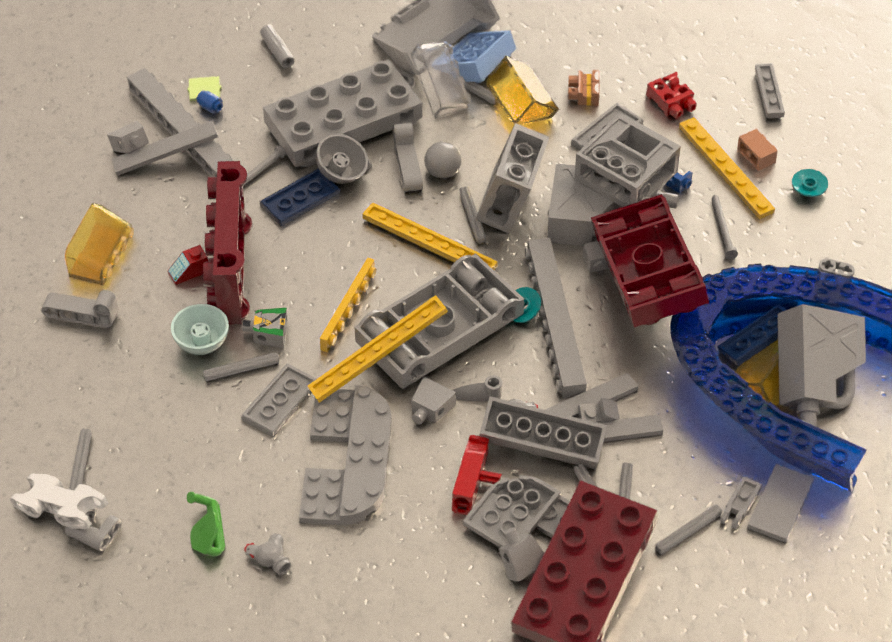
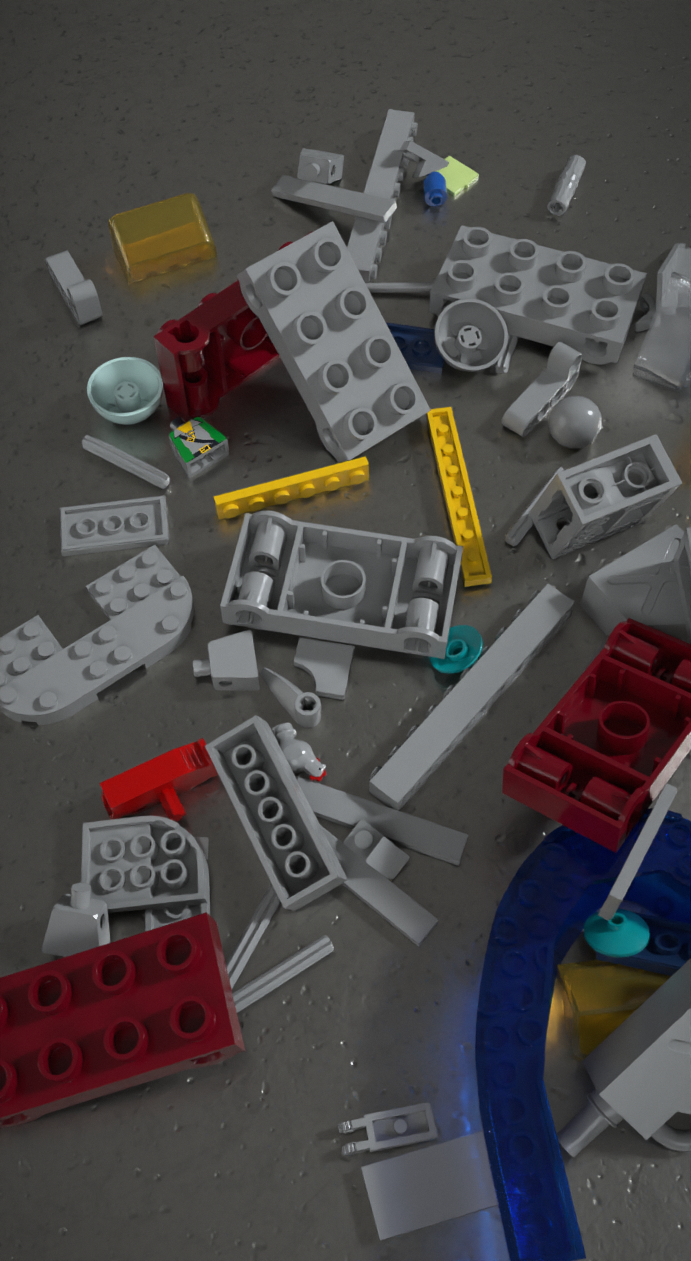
camera: 50 degrees right, 10 degrees up
(188, 90) = (428, 161): none -> light grey slope
(296, 209) = (333, 342): none -> light grey piece
(377, 348) = (232, 556): yellow plate -> none
(472, 364) = (327, 664): none -> light grey tile
(688, 529) = (292, 1094): light grey axle -> none
(718, 297) = (638, 852): none -> light grey tile
(734, 348) = (619, 937): none -> teal dish

